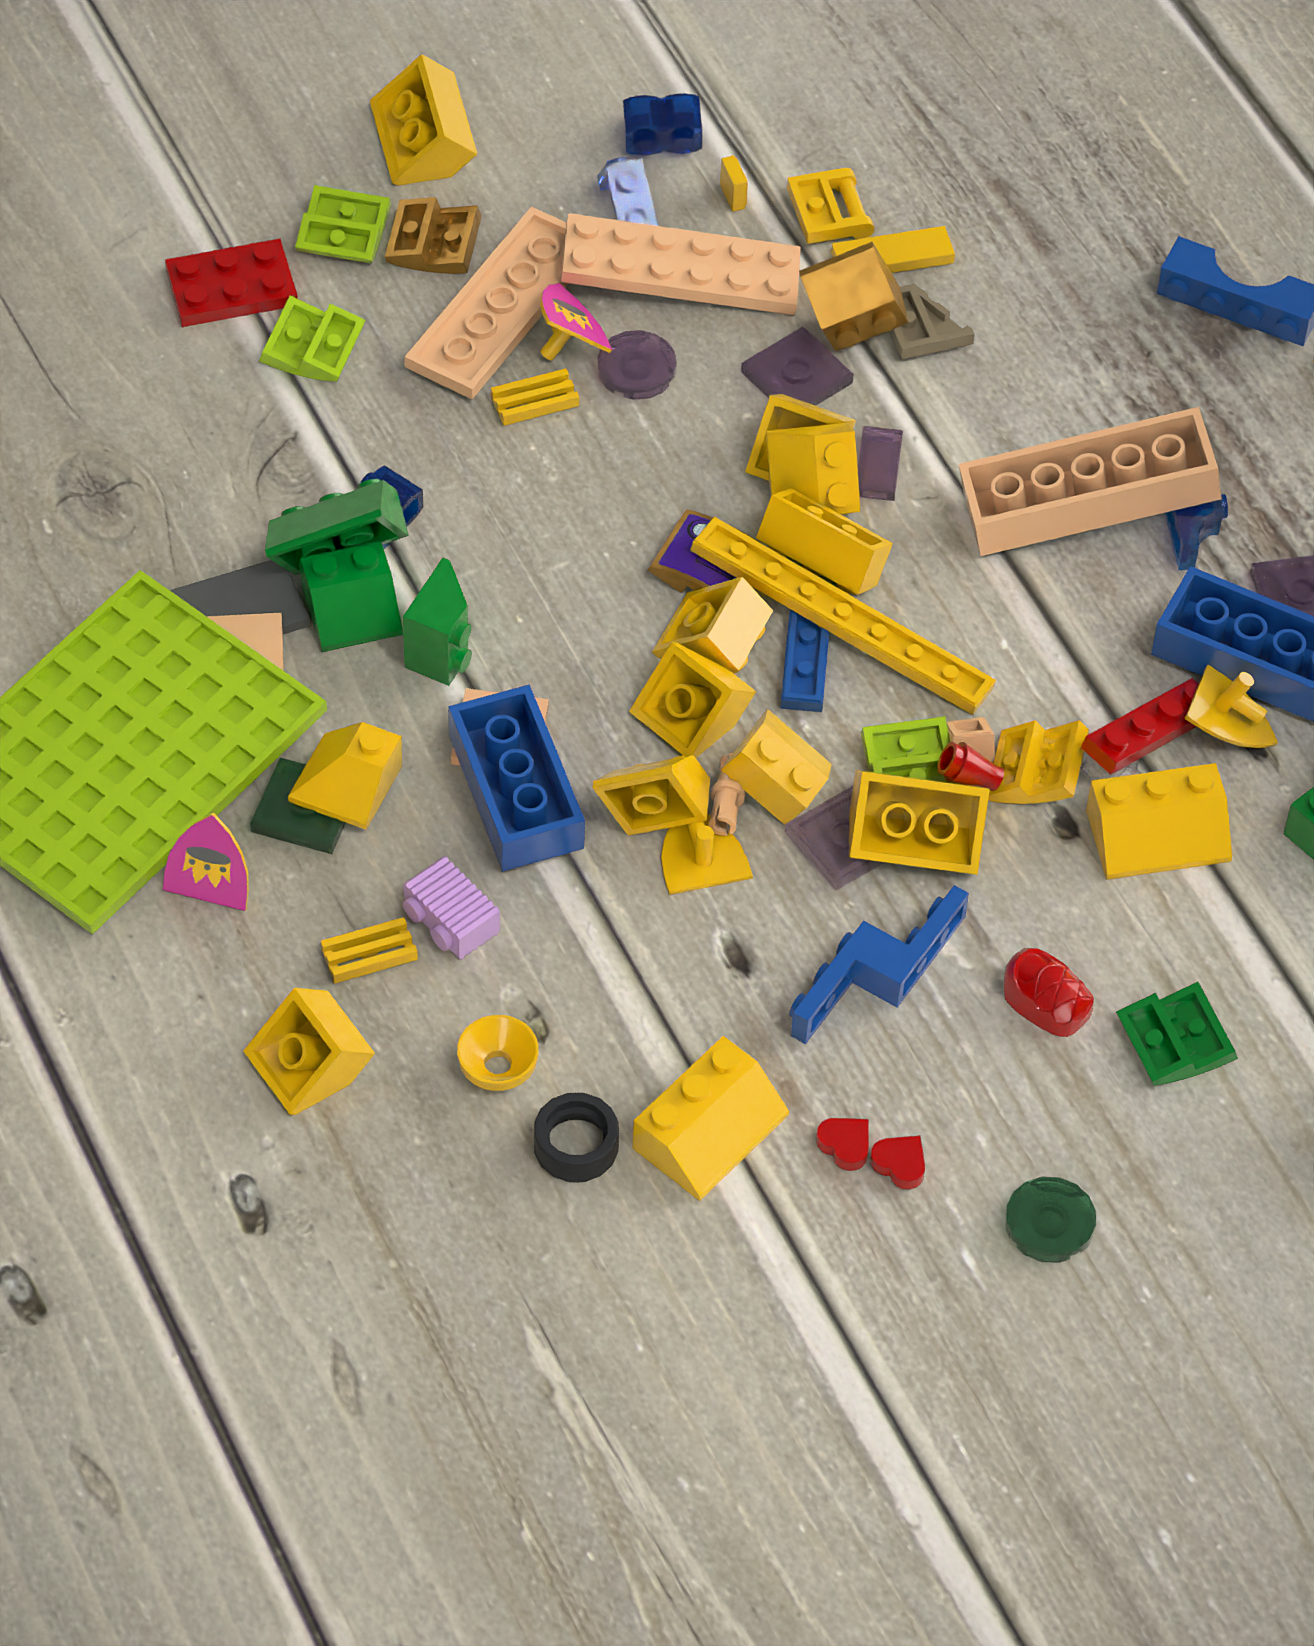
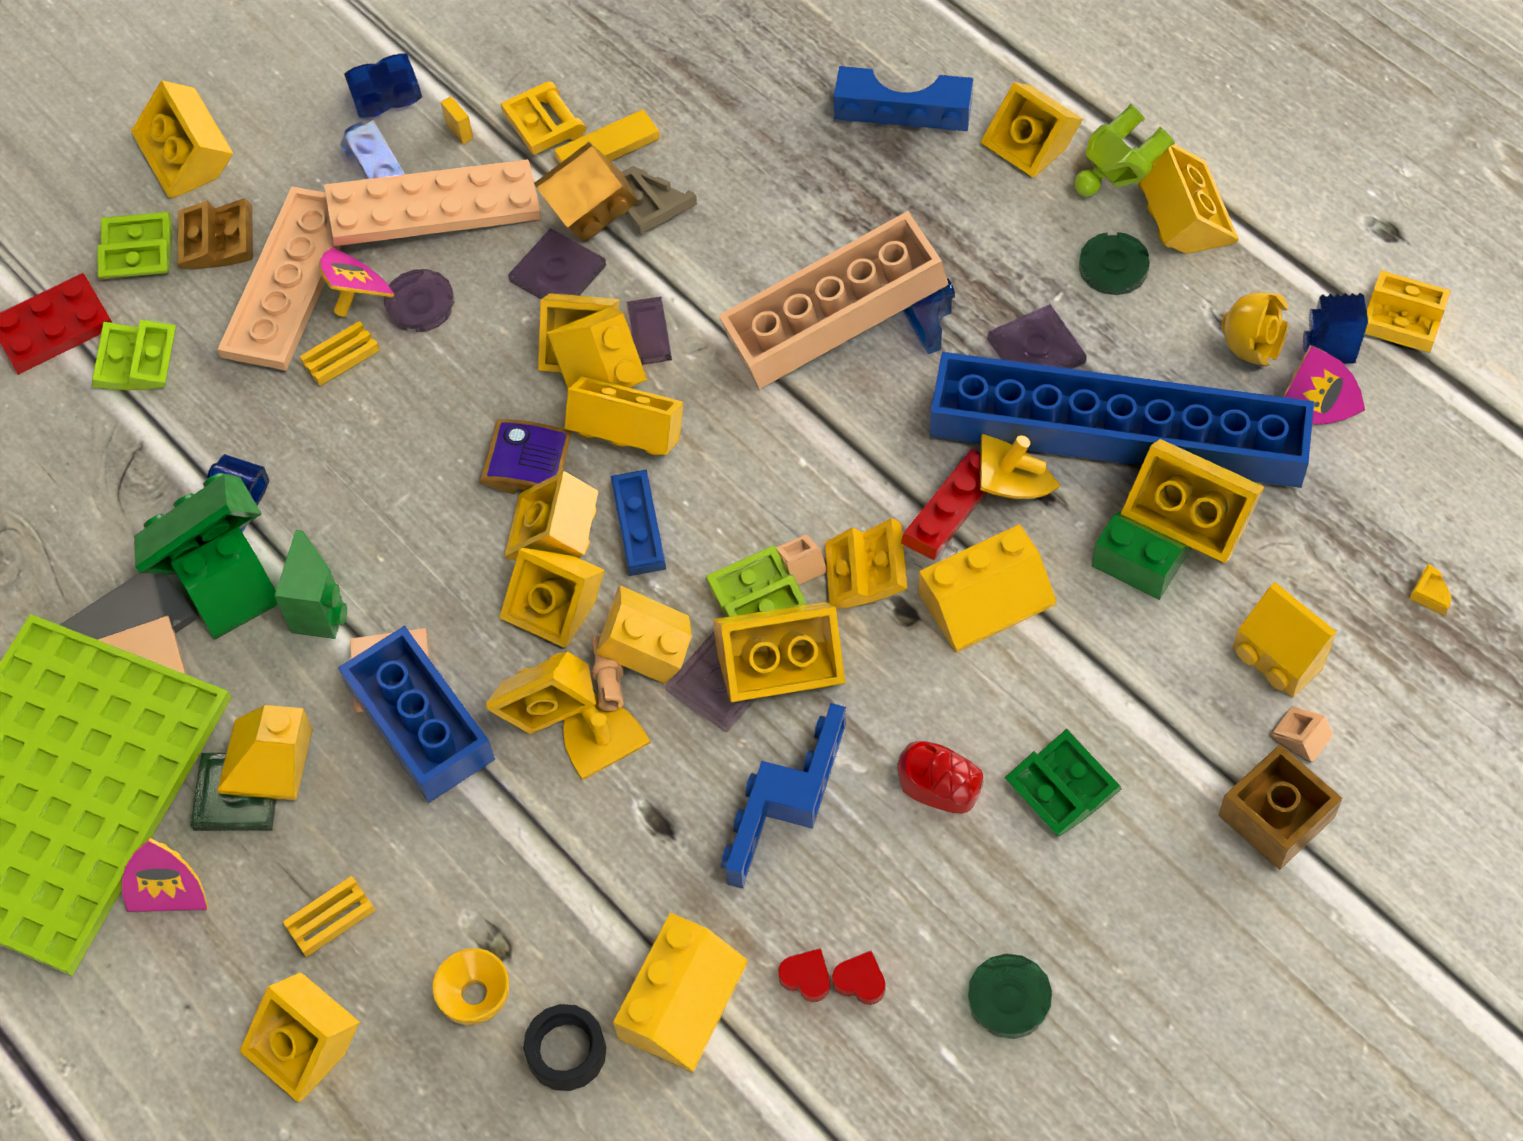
camera: 10 degrees left, 5 degrees up
(451, 908) = (391, 854): lavender brick -> none
(843, 615) = (659, 477): yellow tile -> none
(966, 766) = (807, 587): red cone -> none

